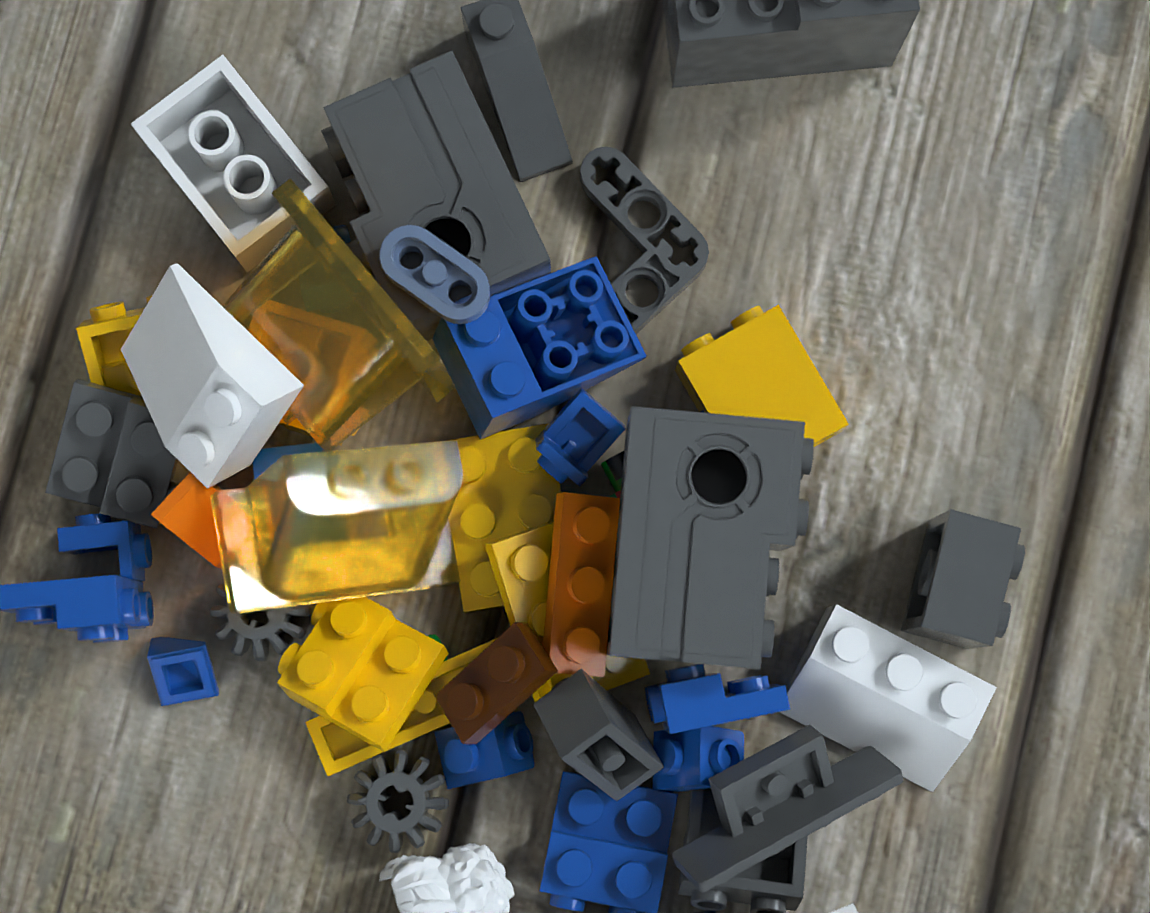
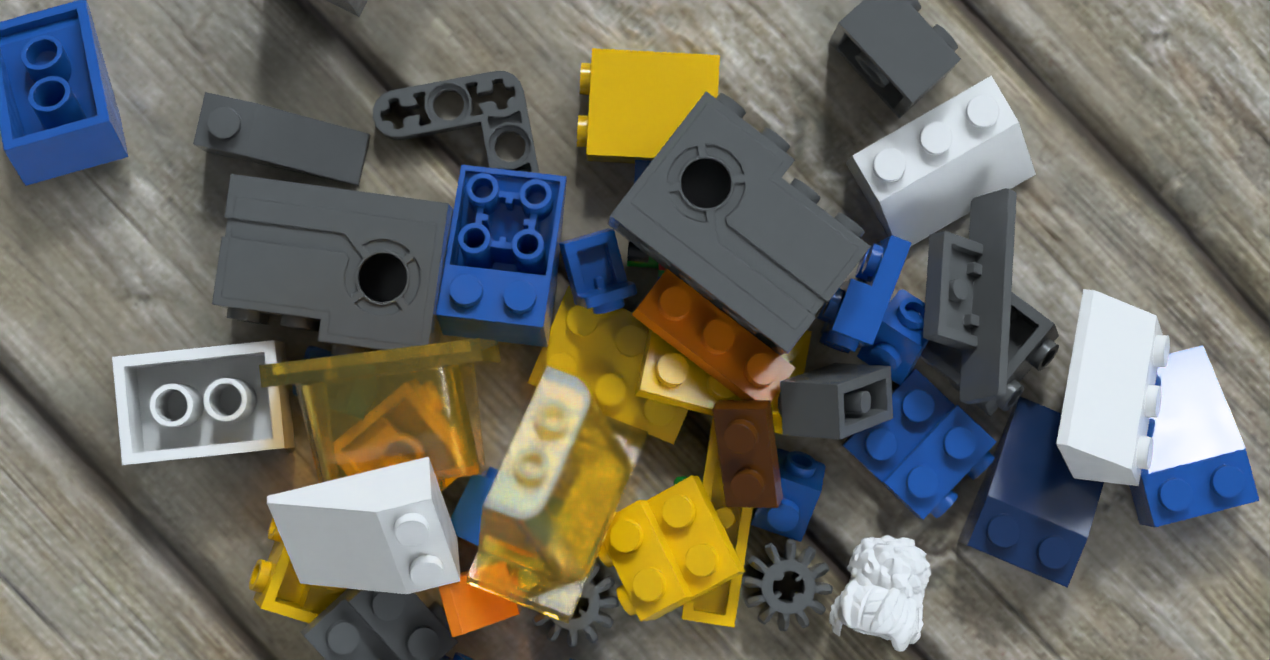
camera: 55 degrees left, 5 degrees up
(437, 274) = (406, 300): sand blue plate -> none

